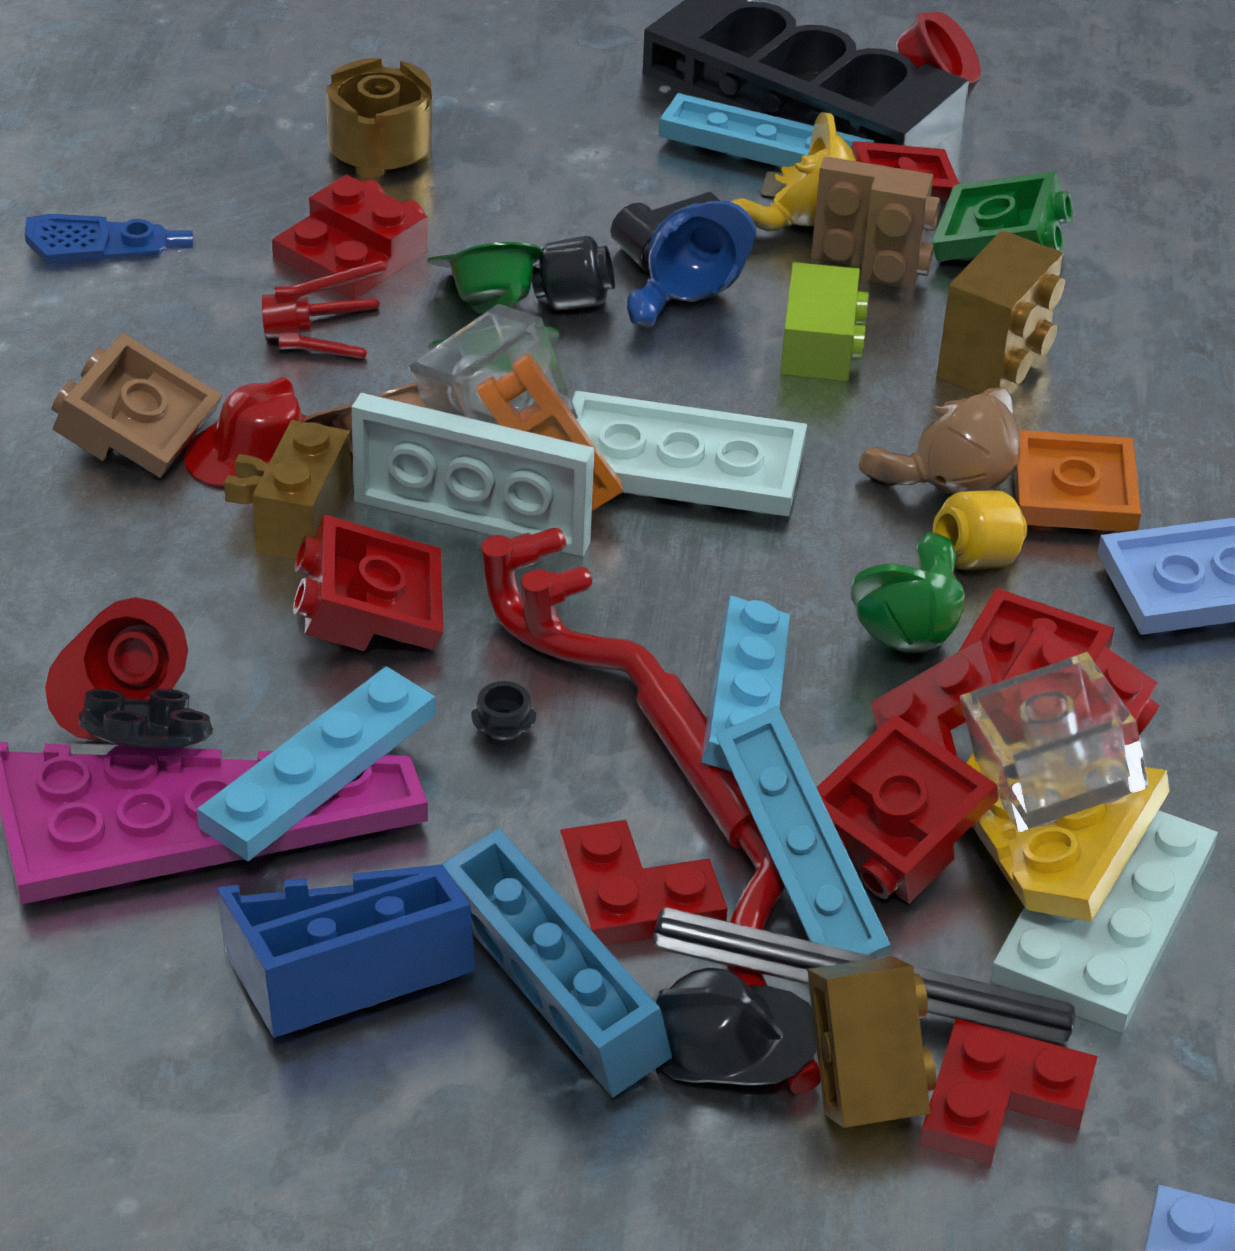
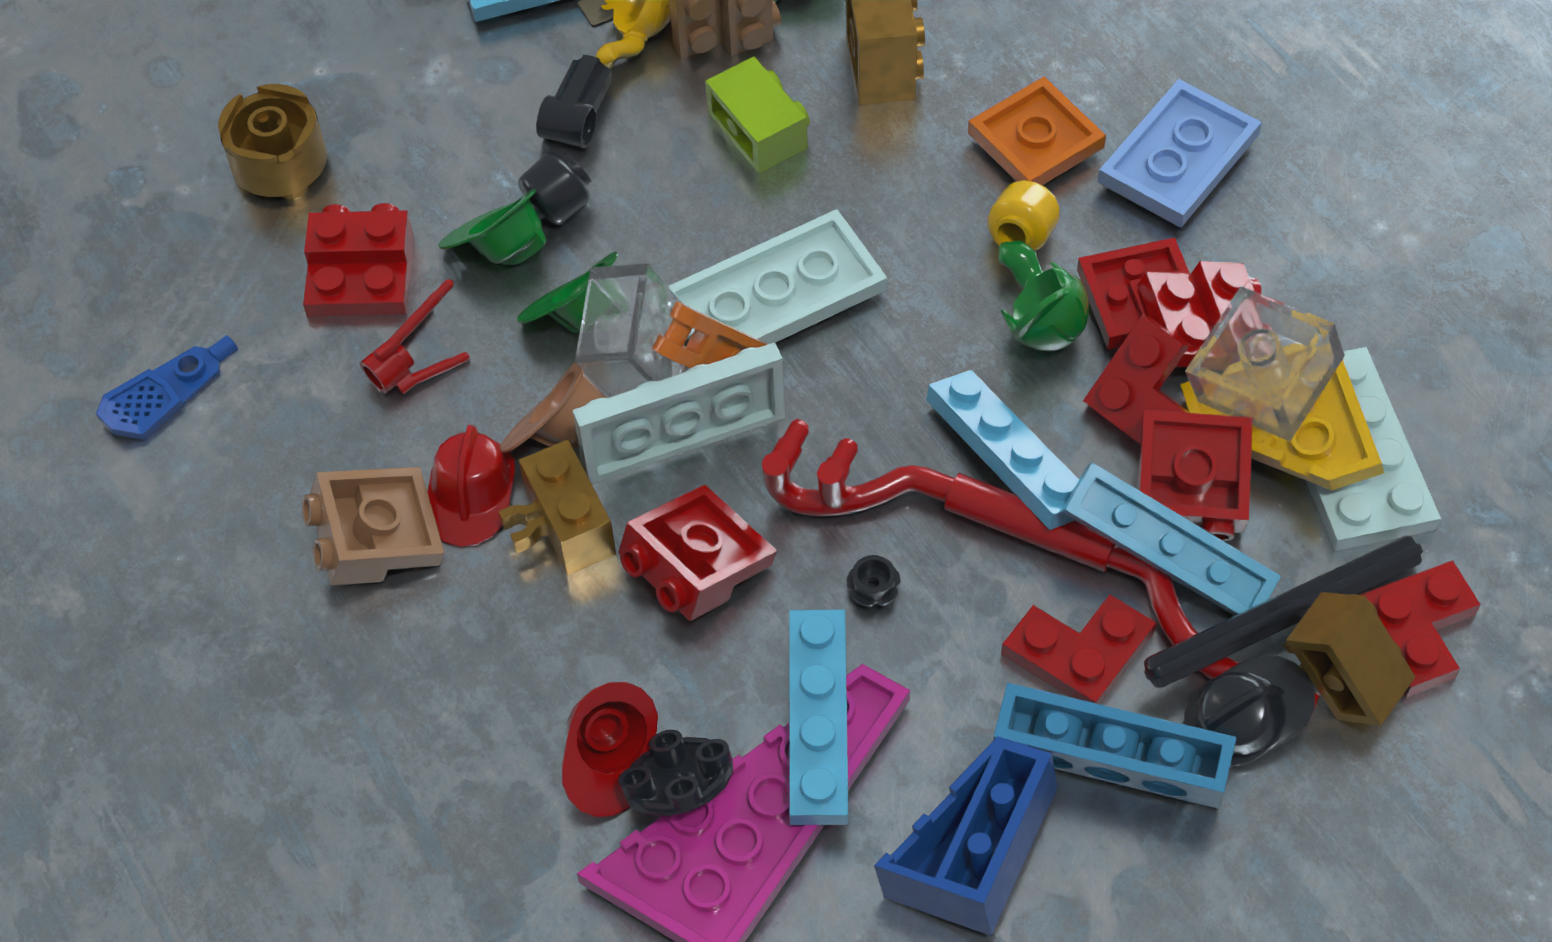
camera: 35 degrees left, 15 degrees up
(693, 257) = (627, 119): blue piece -> none
(961, 451) = (962, 170): medium nougat piece -> none

